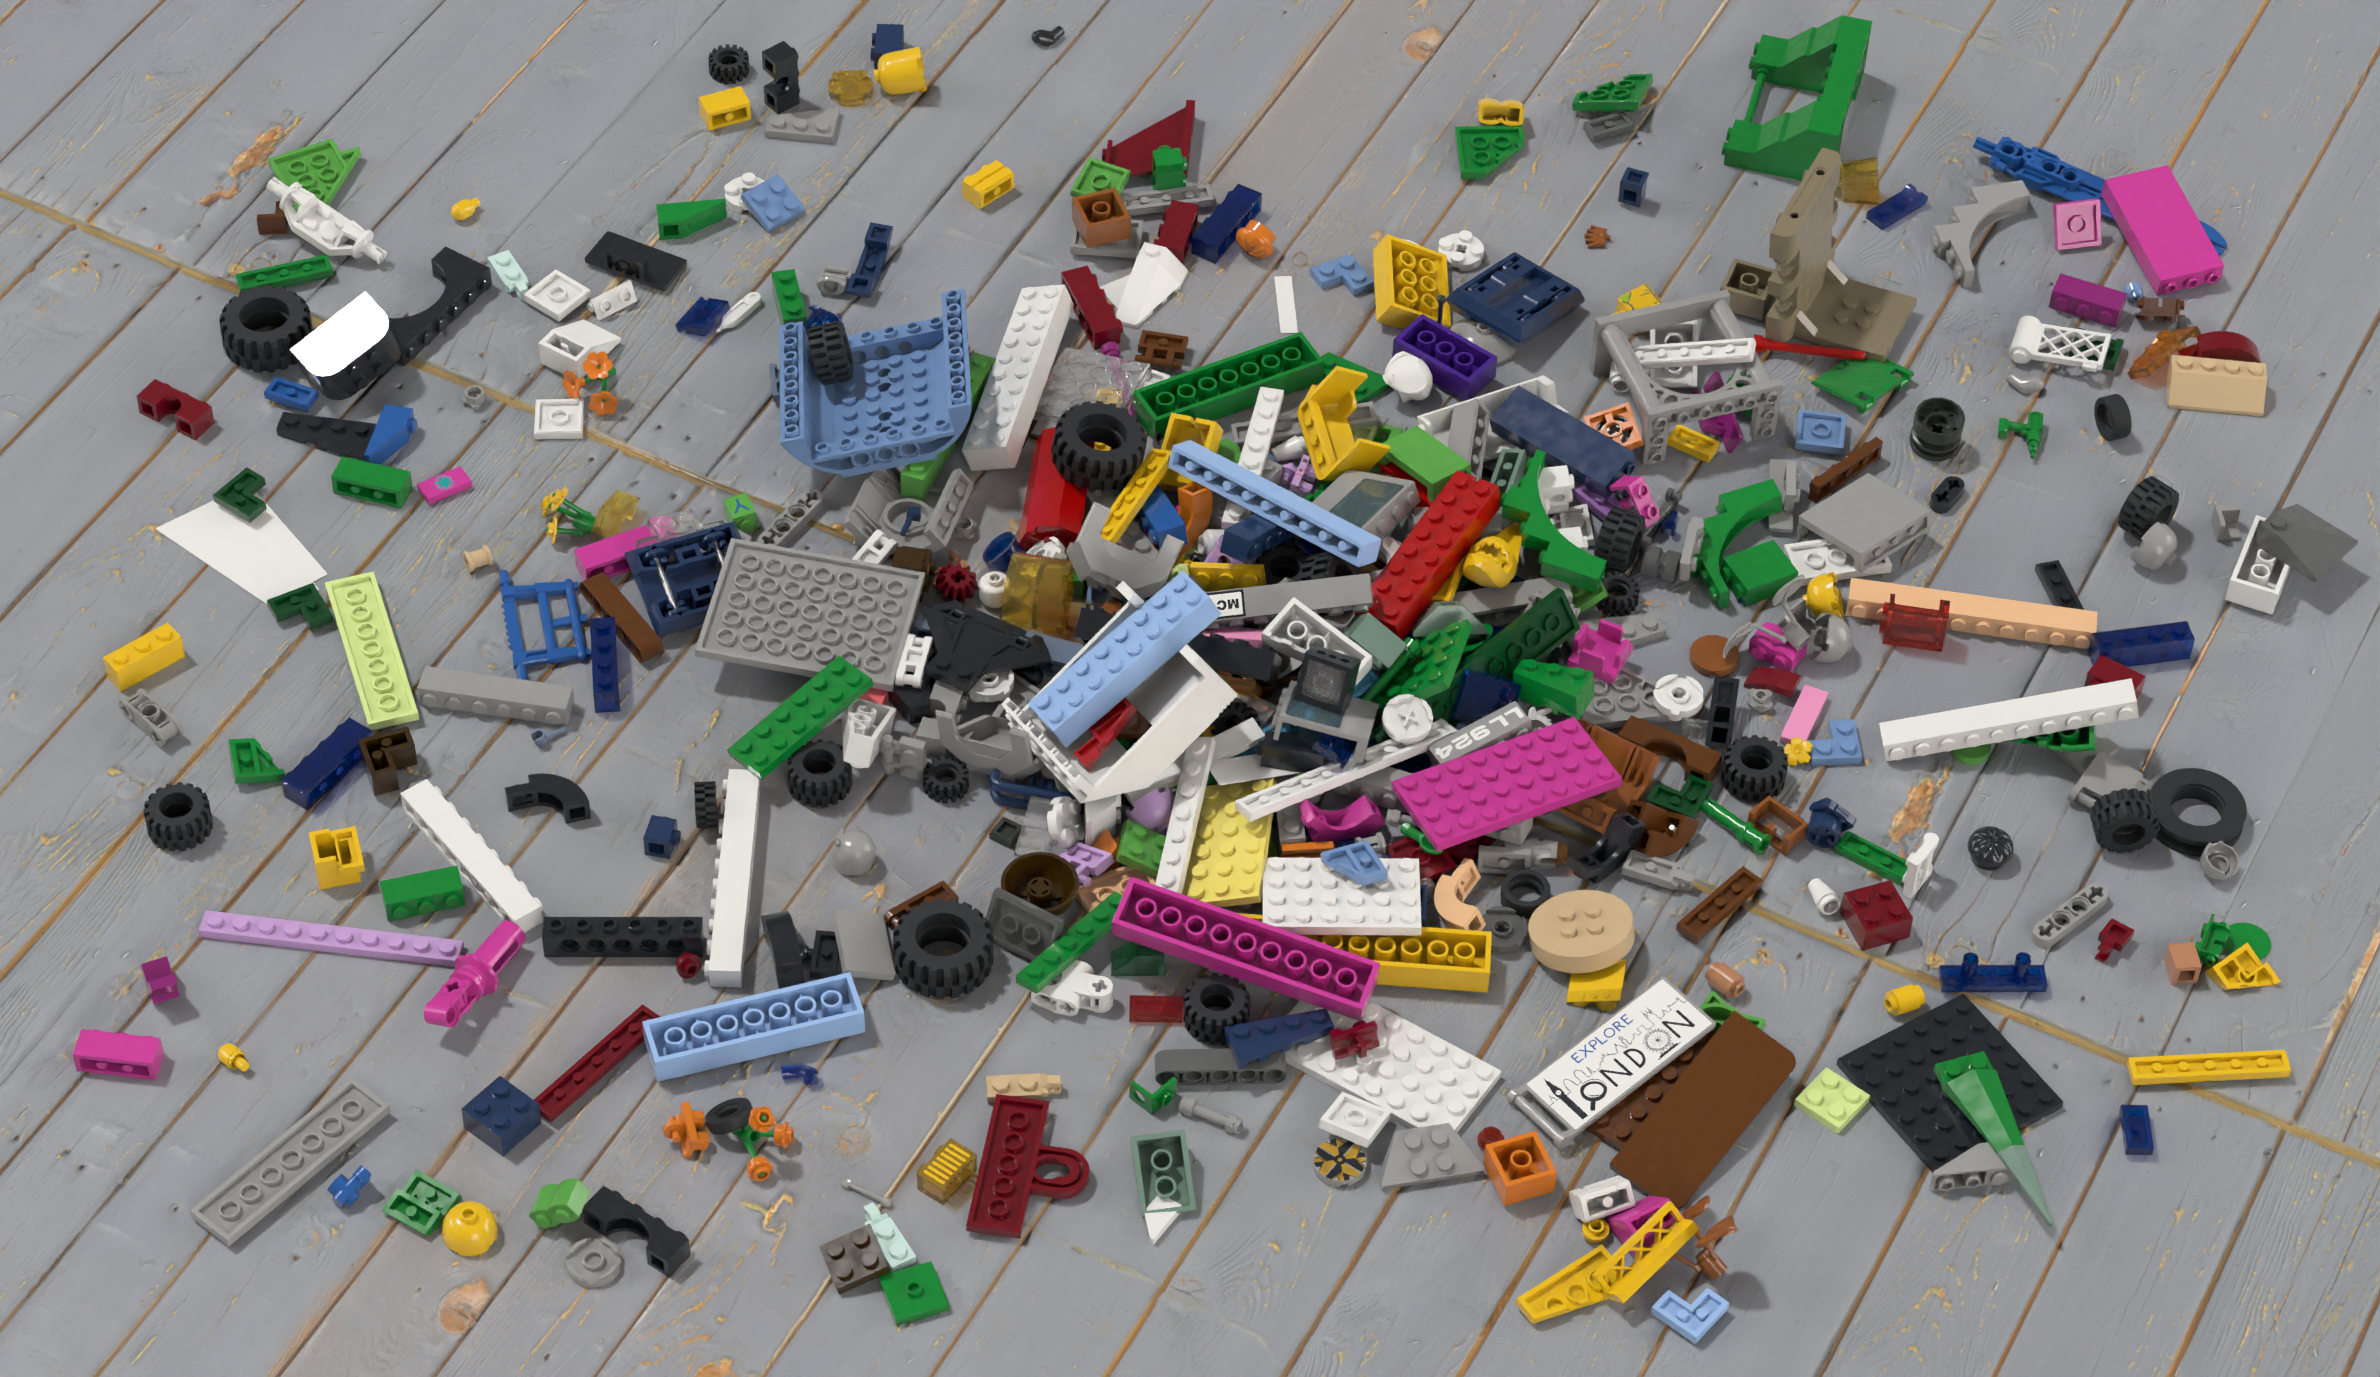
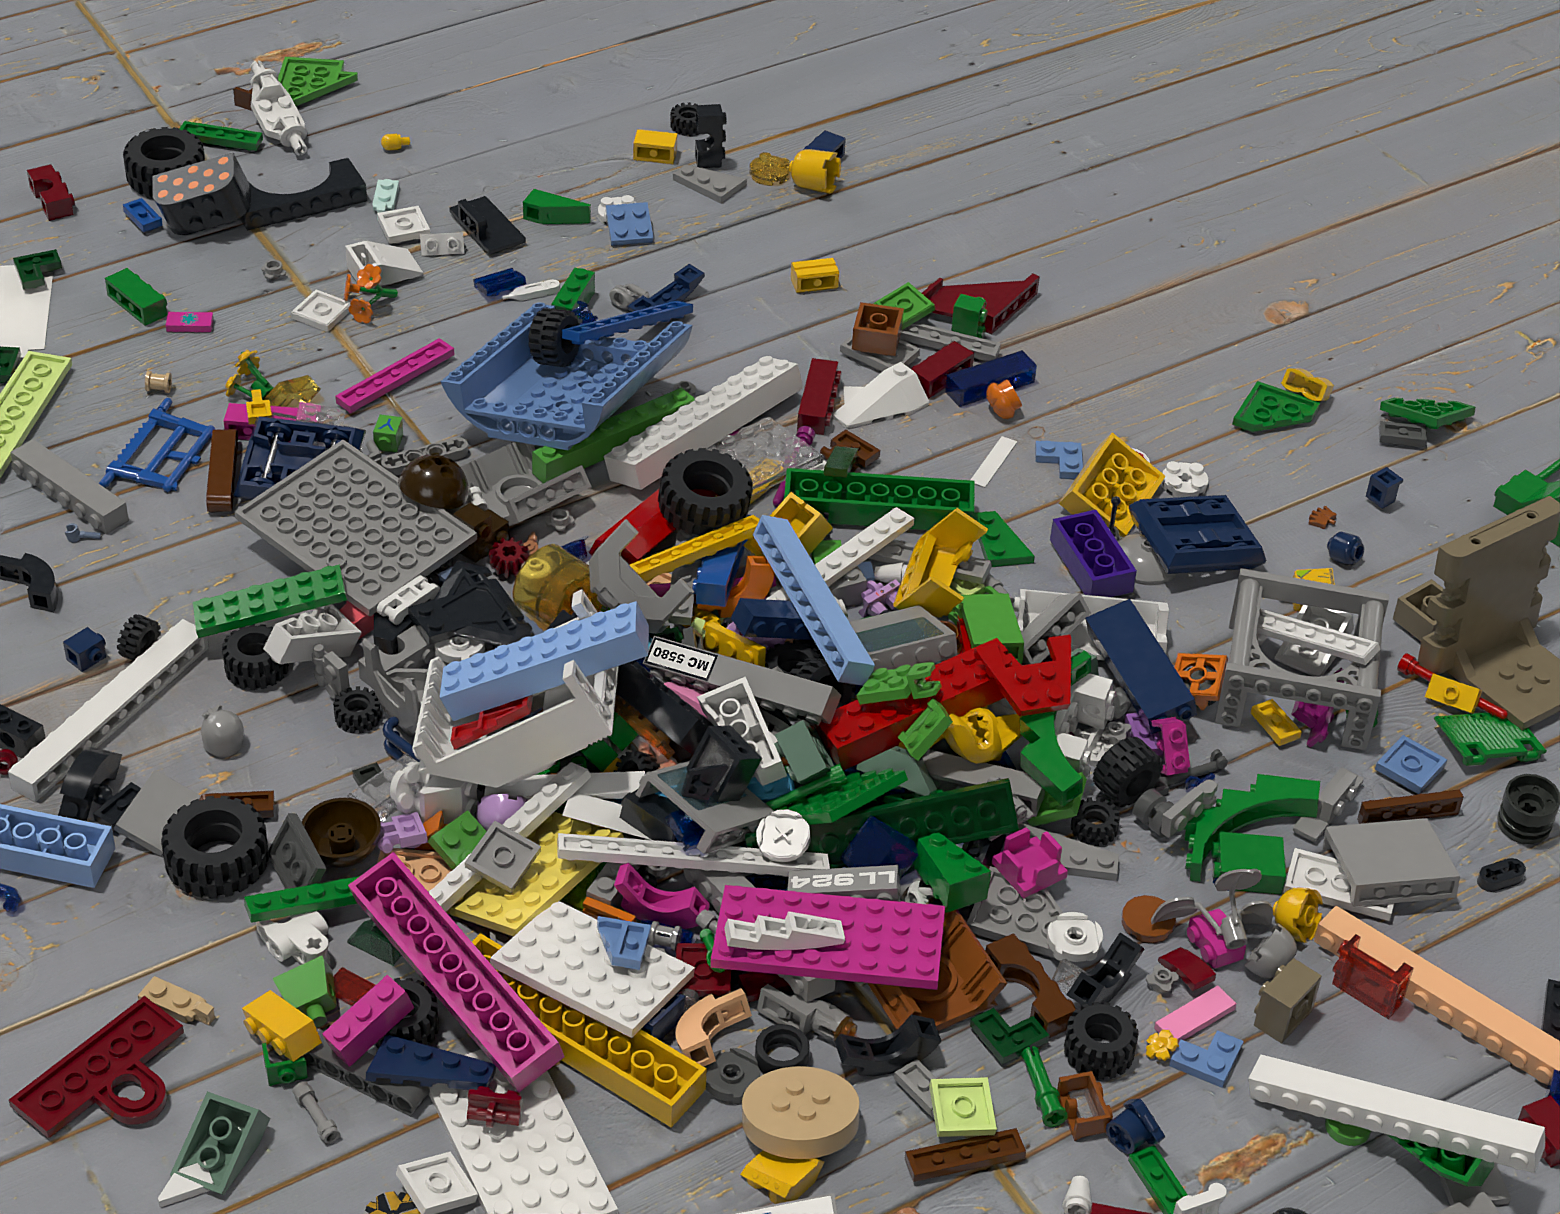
camera: 30 degrees right, 5 degrees down
(339, 435) = (148, 257): black wing -> none
(390, 433) = (180, 270): blue slope -> none
(605, 665) = (171, 499): clear blue brick -> none
(613, 543) = (257, 407): none -> yellow plate
(692, 454) = (394, 375): none -> dark pink plate
(849, 542) = (434, 482): none -> dark brown piece
(875, 307) = (624, 322): none -> blue plate
(913, 514) = (519, 488): dark blue hand -> none
(946, 1171) = (39, 1043): clear yellow brick -> none
(1047, 37) = (962, 192): black arm -> none
(1126, 1027) = (309, 989): none -> bright green torso
(1133, 1060) = (281, 1025): none -> yellow brick
(1174, 363) = (840, 461): none -> dark green tile
(1201, 841) = (502, 856): none -> light grey plate
(1210, 1021) = (368, 1020): none -> dark pink brick
(1327, 701) = (702, 781): none -> black piece
(1409, 377) = (1044, 556): white helmet -> none
(1413, 545) = (899, 683): none -> bright green plate
(1463, 577) = (926, 729): none -> bright green plate
(1485, 794) = (793, 933): none -> white slope
(1520, 499) = (1033, 686): none -> red wing
(1581, 509) = (1116, 732): none -> light grey plate
(1639, 258) = (1345, 548): none -> dark blue head
(1665, 830) = (961, 1052): reddish brown brick -> none
(1697, 868) = (962, 1107): none -> yellowish green plate
(1812, 354) = (1453, 693): none -> yellow plate
(1867, 671) = (1286, 1000): none -> dark tan brick

